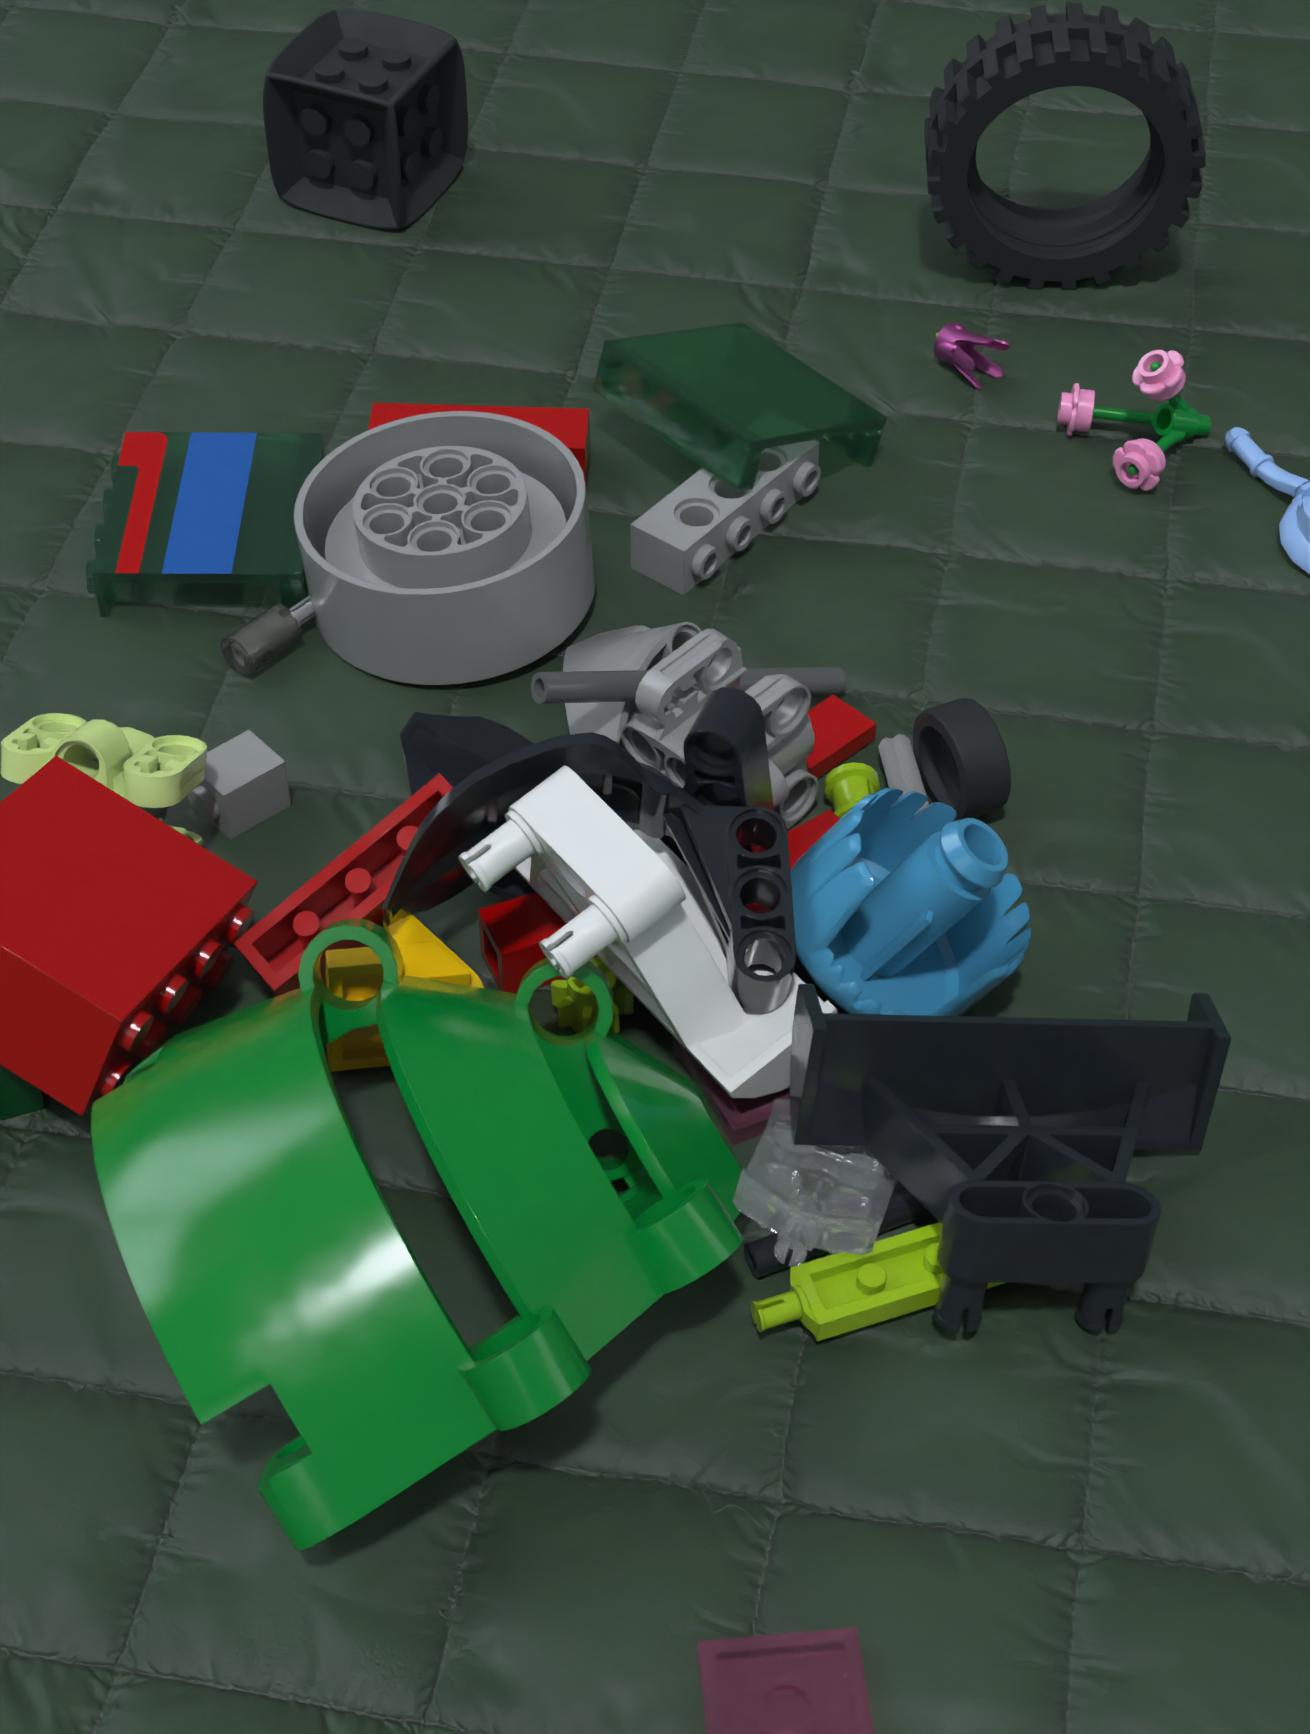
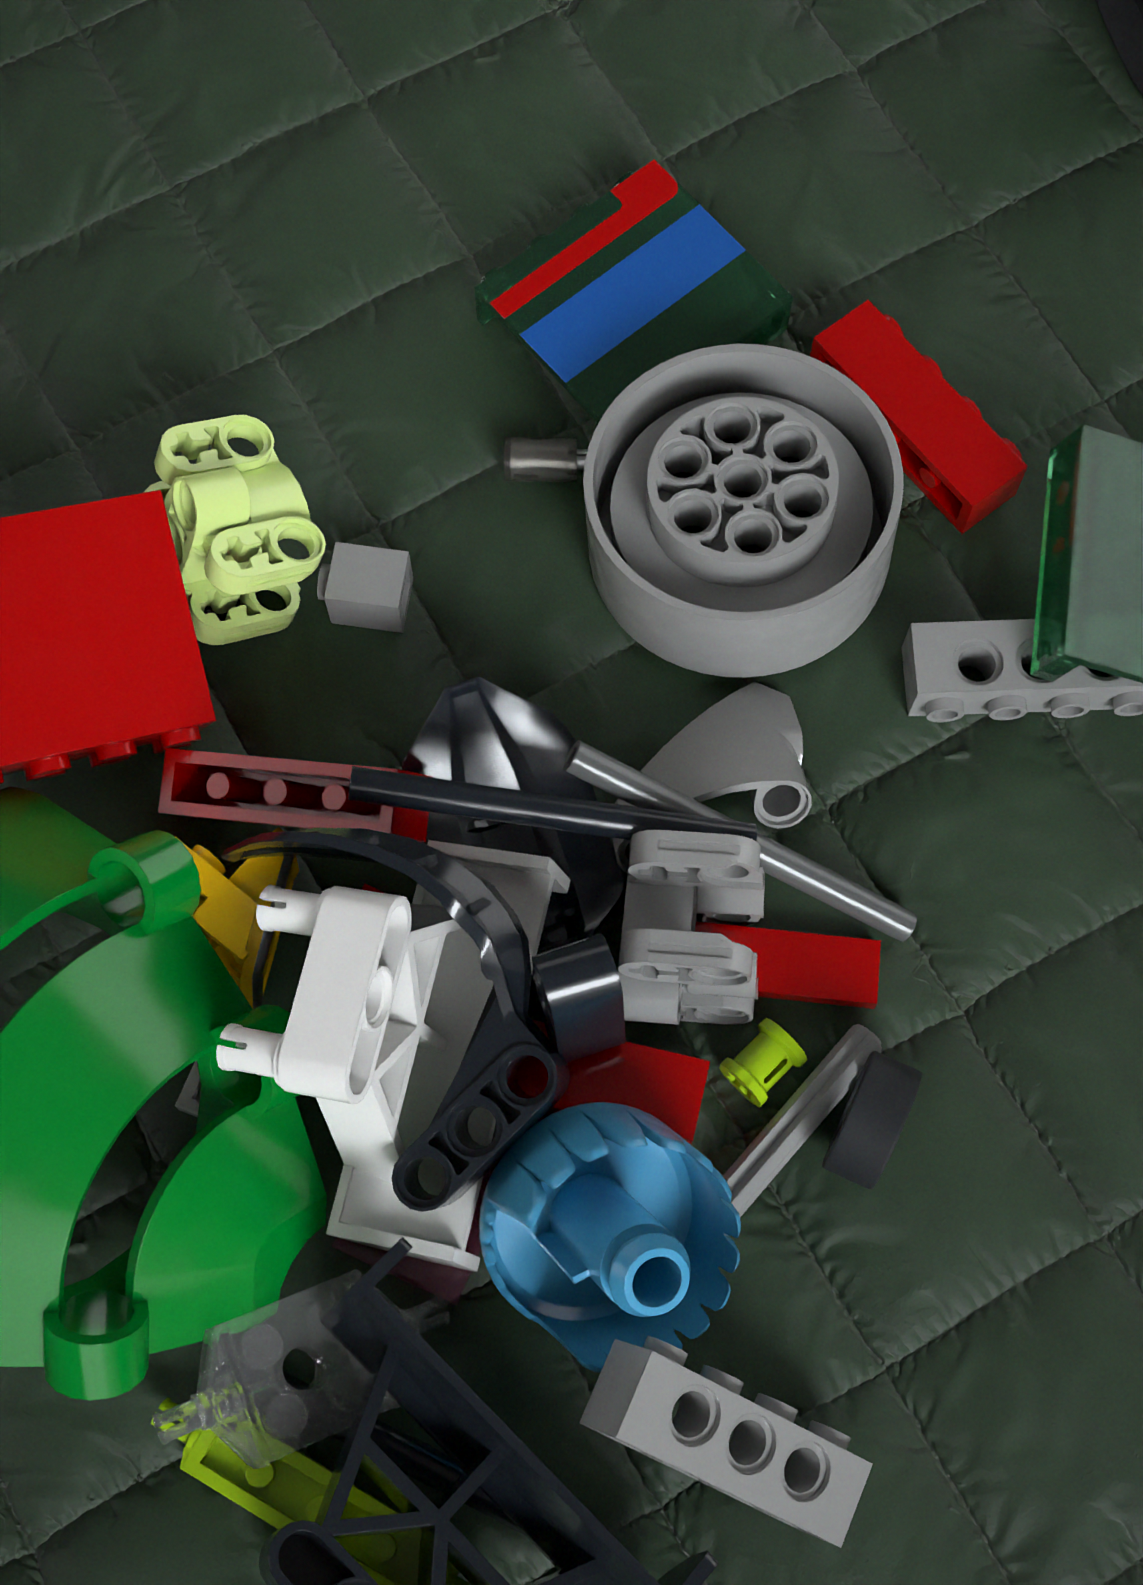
camera: 50 degrees right, 25 degrees up
(574, 719) = (527, 807): none -> black piece
(1118, 949) = (635, 1408): none -> light grey brick

